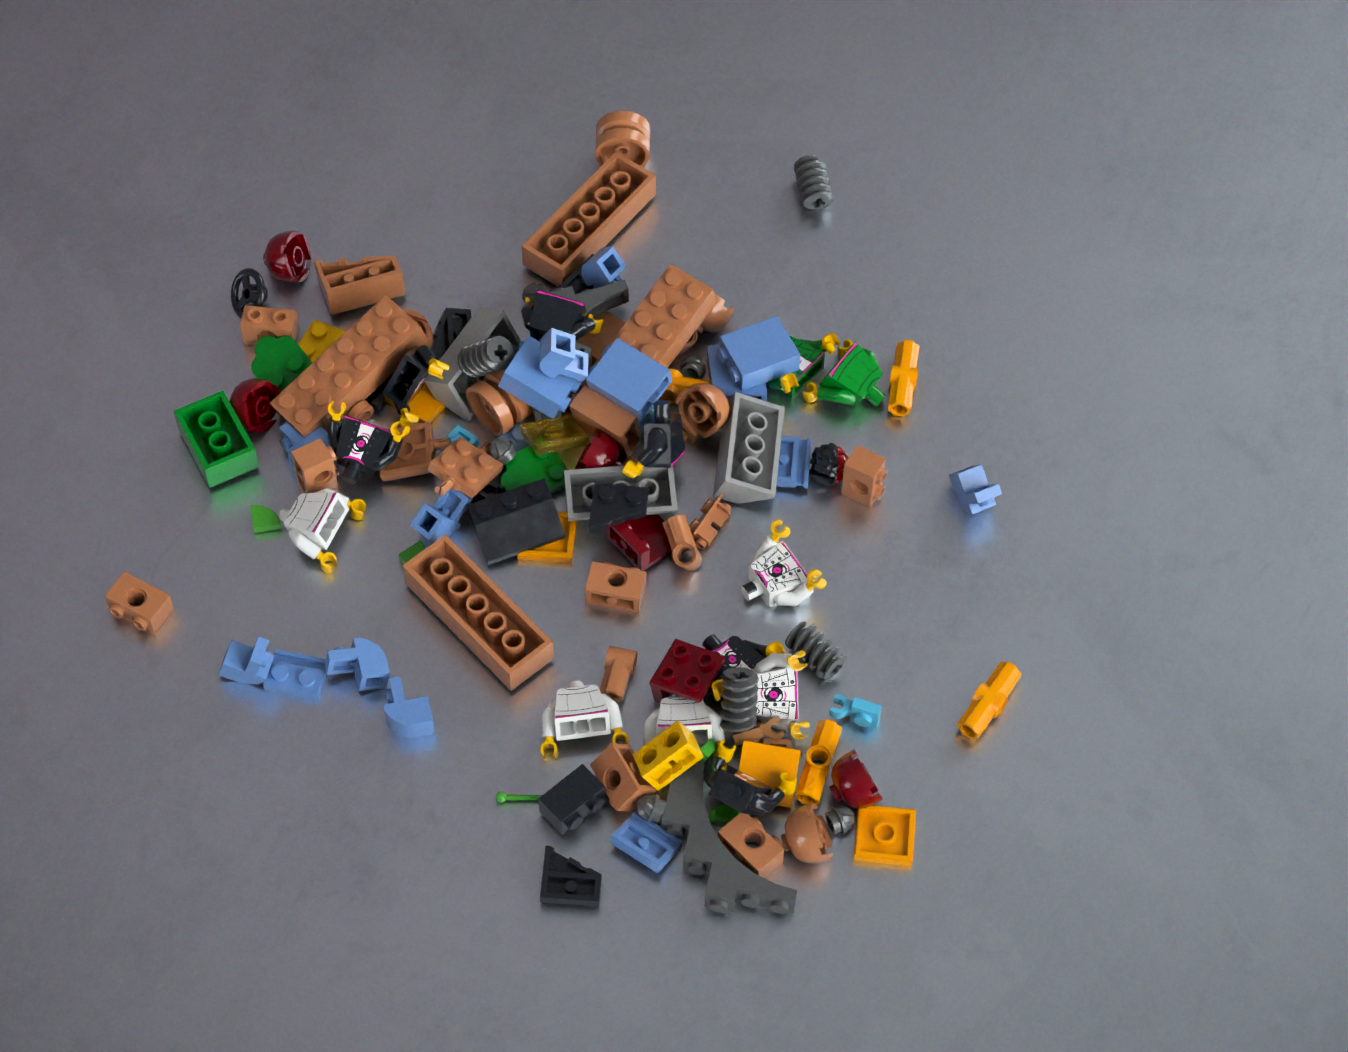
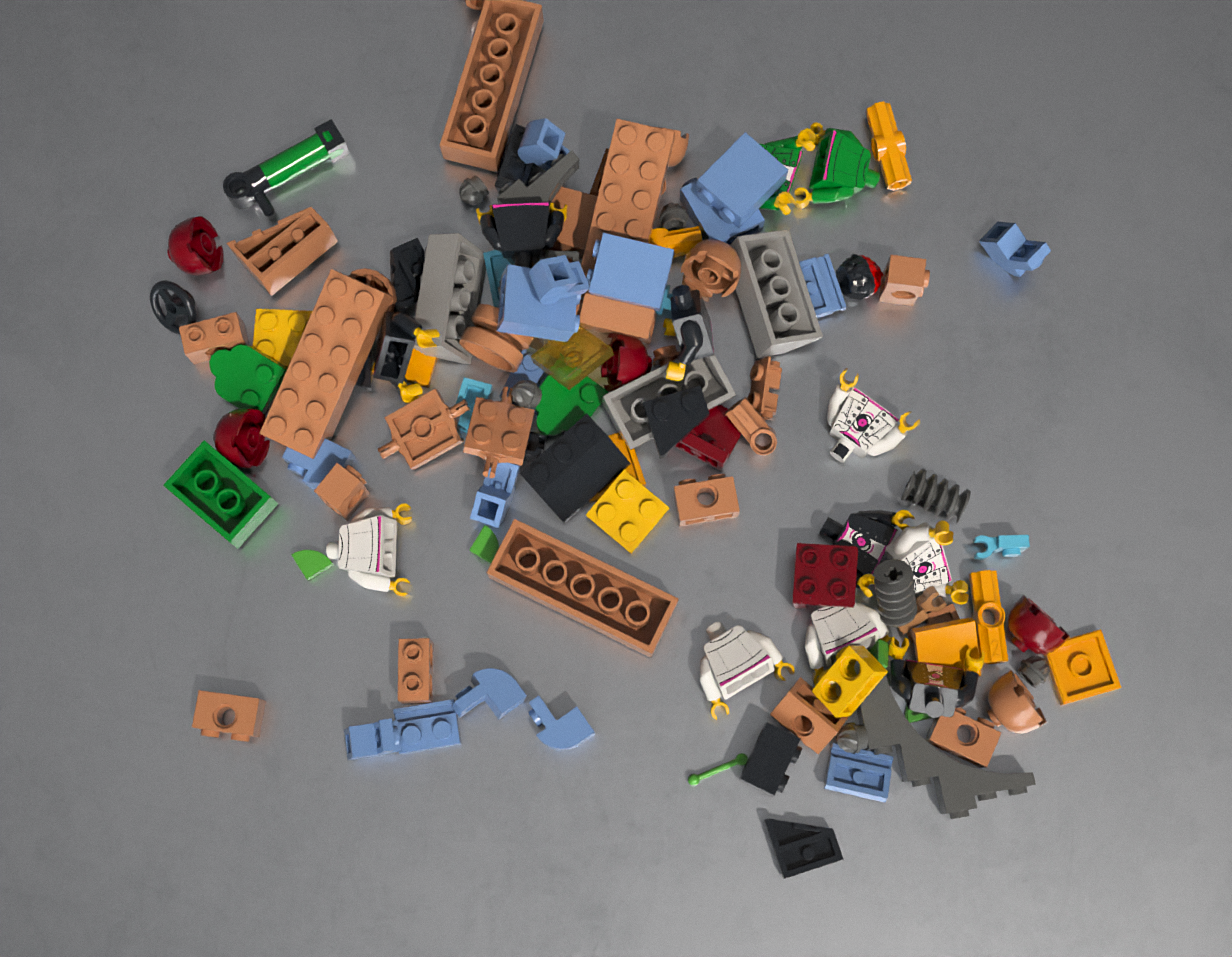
camera: 20 degrees left, 20 degrees up
(307, 624) = (415, 671): none -> nougat brick
(354, 231) = (283, 167): none -> piece
(361, 411) = (356, 402): nougat tile -> none
(361, 444) = (380, 447): black torso -> none
(485, 357) = (469, 302): dark grey piece -> none
(545, 571) = (627, 511): none -> yellow plate
(618, 667) = (749, 589): nougat piece -> none
(989, 700) = (1122, 480): light orange piece -> none

